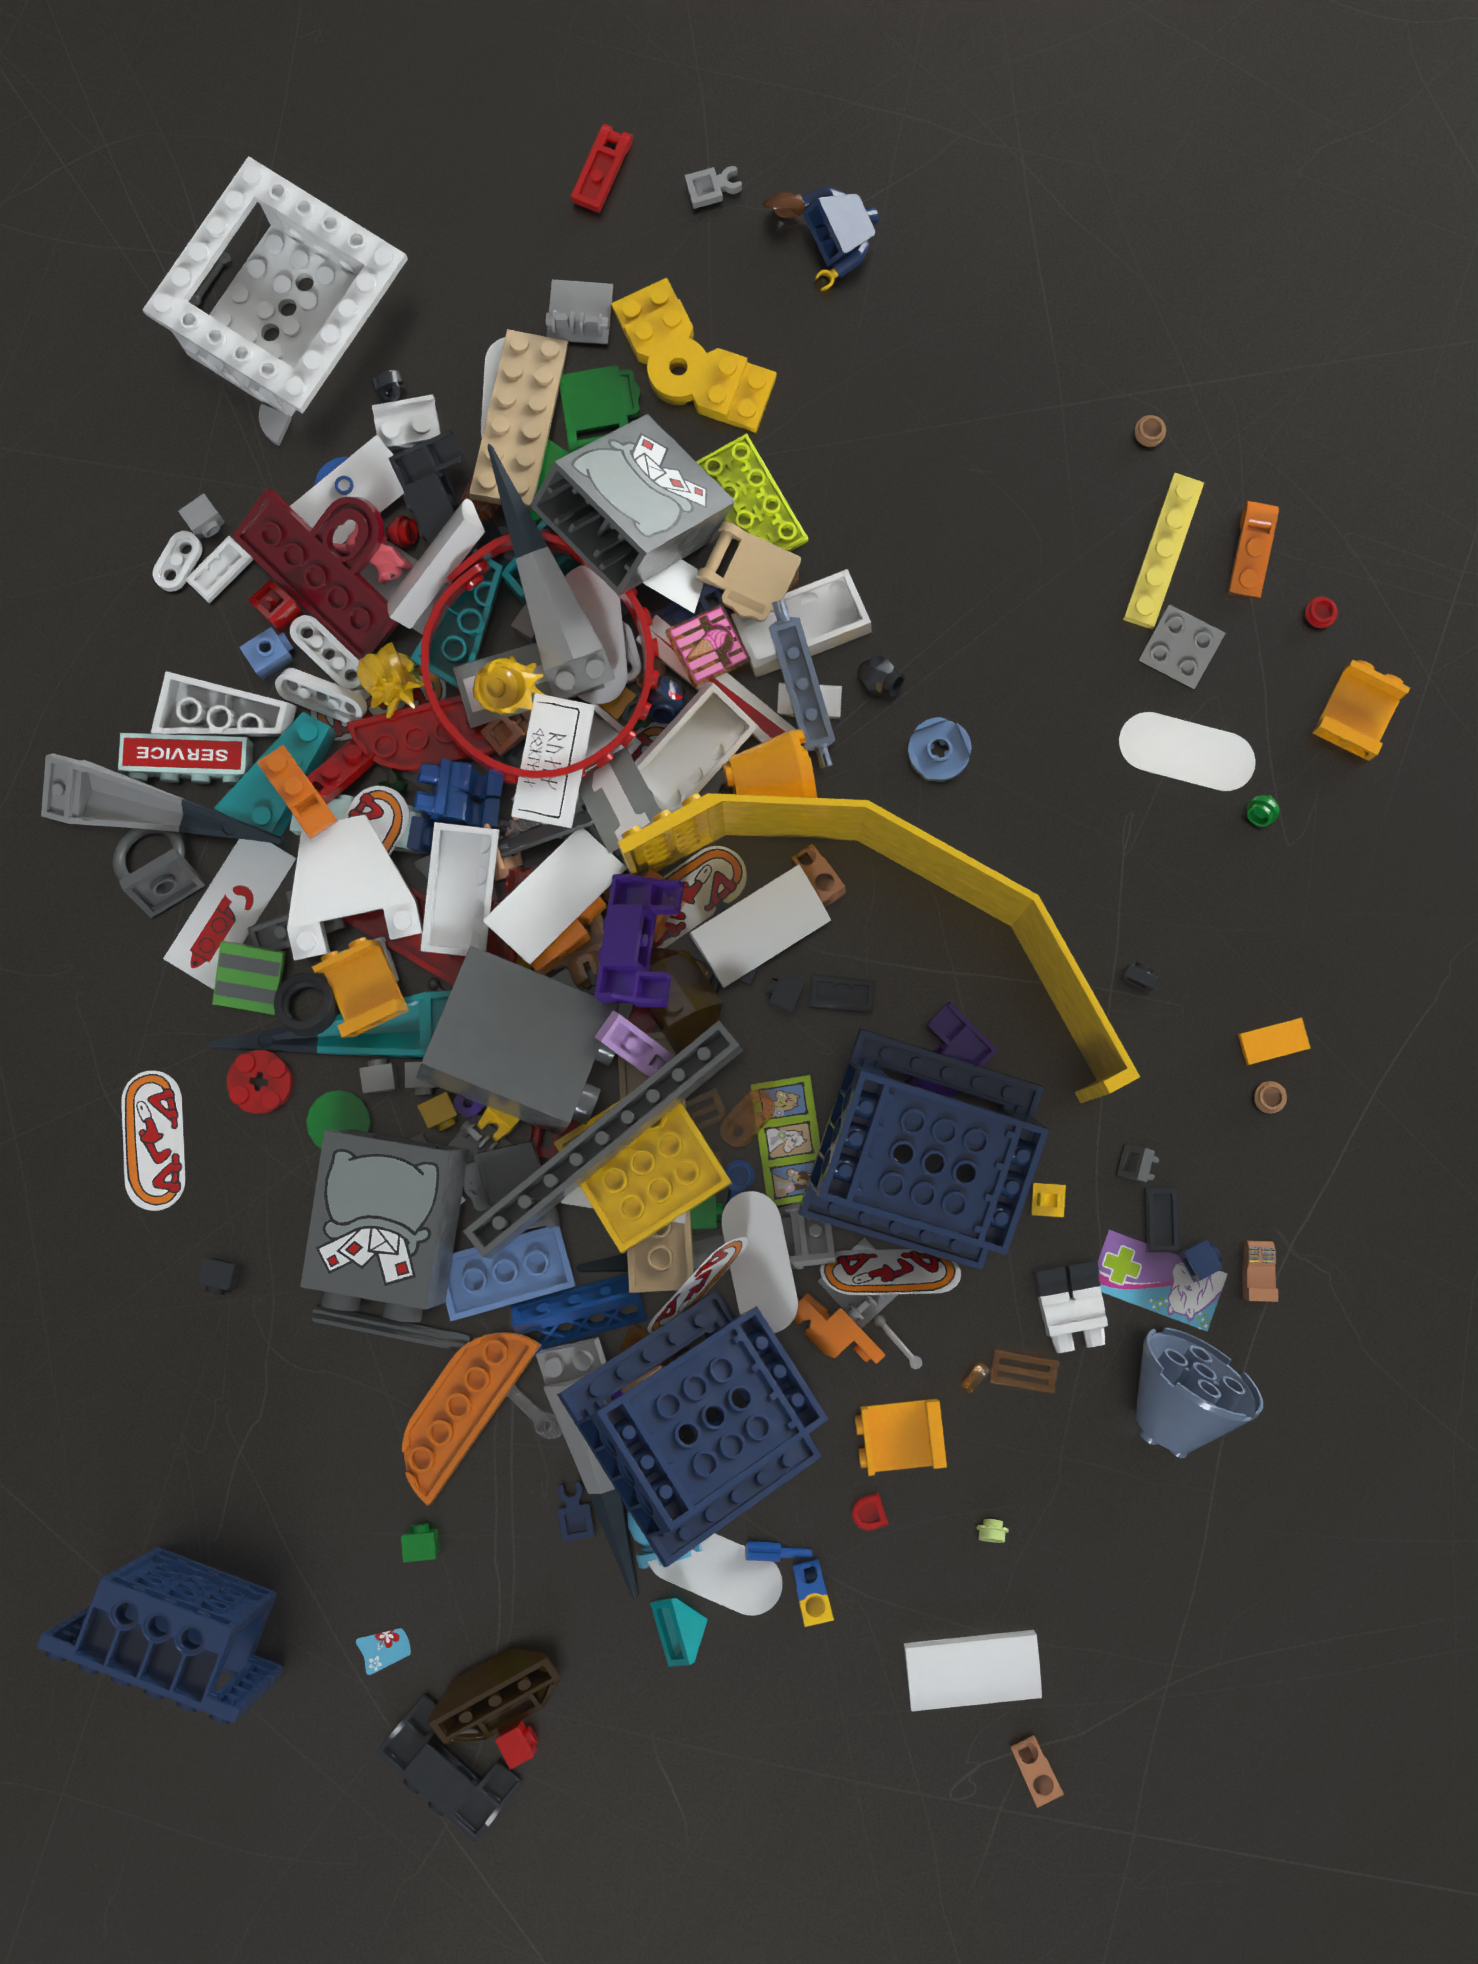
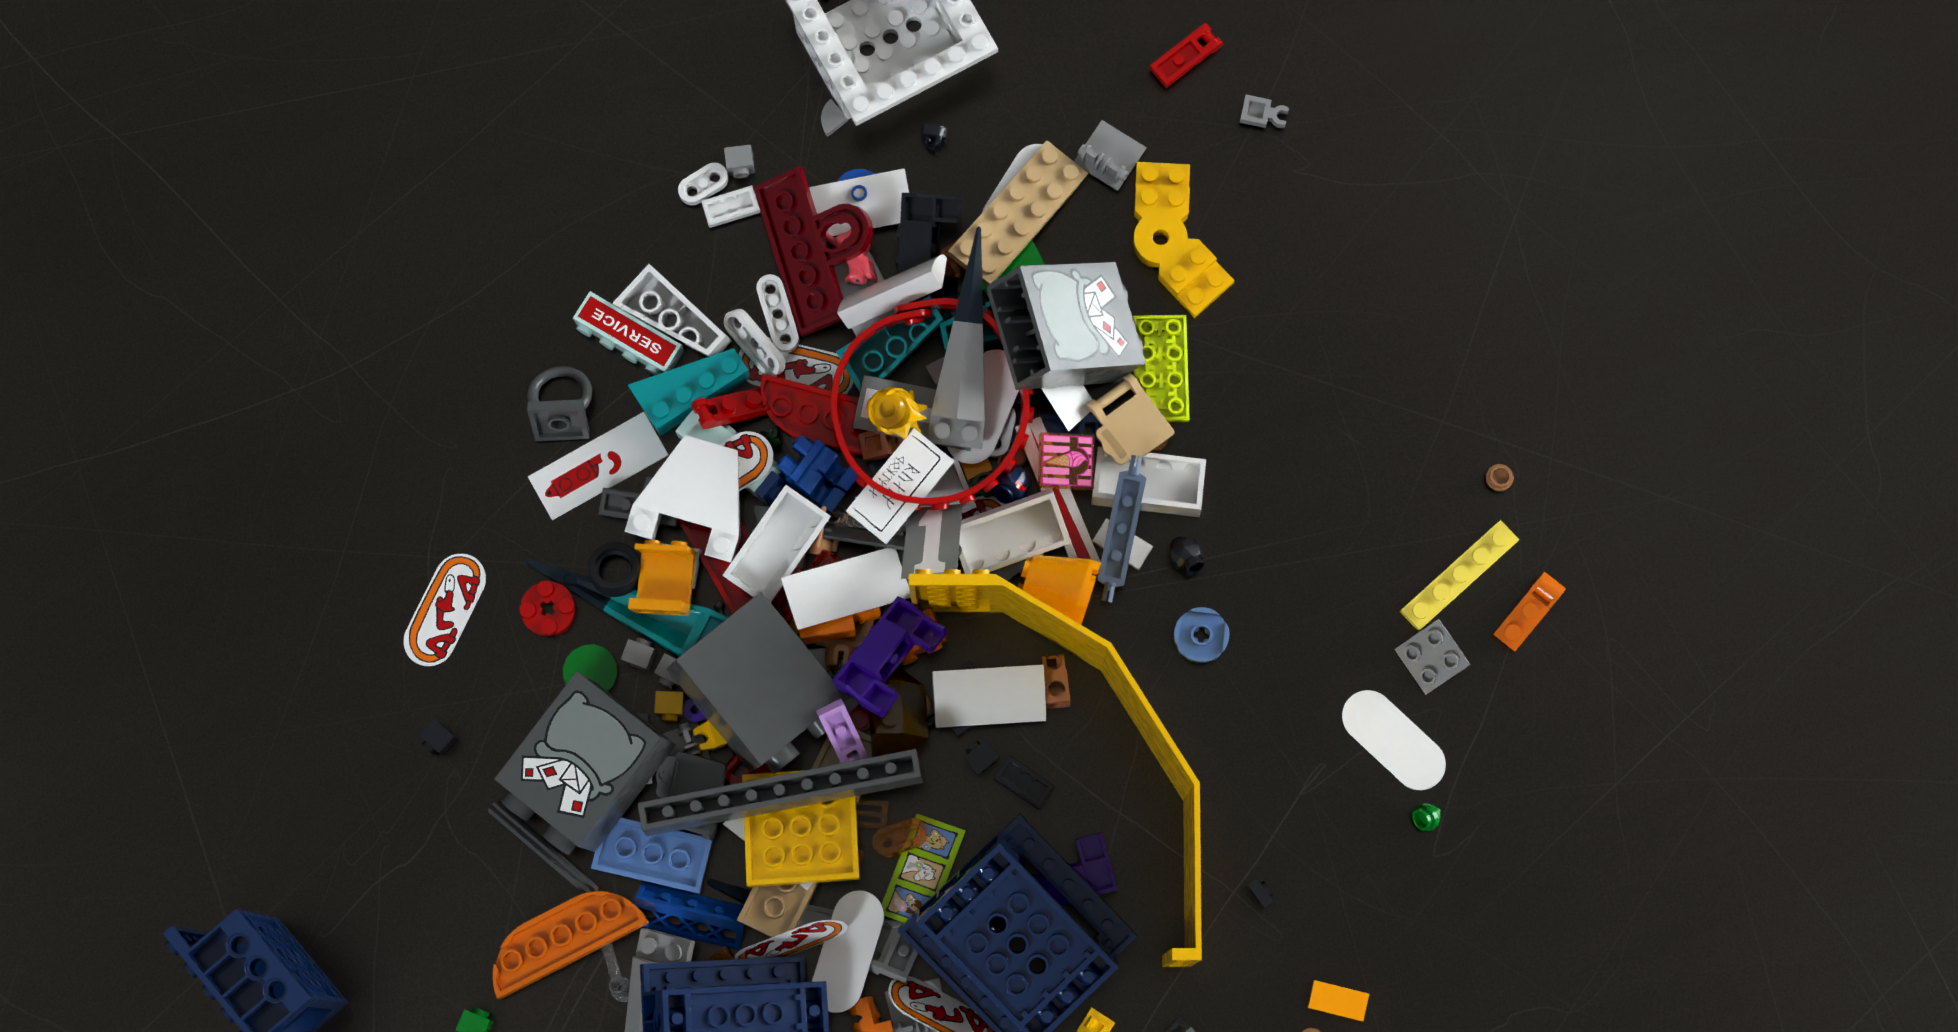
camera: 25 degrees right, 5 degrees down
(101, 797) = (548, 330): light grey plate -> none
(248, 977) = (583, 525): tile -> none
(268, 652) = (732, 289): medium blue brick -> none
(276, 606) = (757, 256): red slope -> none
(297, 791) = (696, 406): orange plate -> none
(388, 678) = (812, 357): yellow hair -> none
(402, 531) = (884, 251): red plate -> none
(406, 422) = (933, 170): white plate -> none
(598, 401) = (1085, 230): green piece -> none
(707, 878) = (969, 638): sticker -> none
(707, 1214) = (828, 893): green plate -> none
(741, 1175) = (870, 878): blue plate -> none
(836, 222) = (1341, 192): dark blue torso -> none
(1321, 612) = (1556, 688): red plate -> none
(1360, 709) = (1546, 780): light orange panel -> none

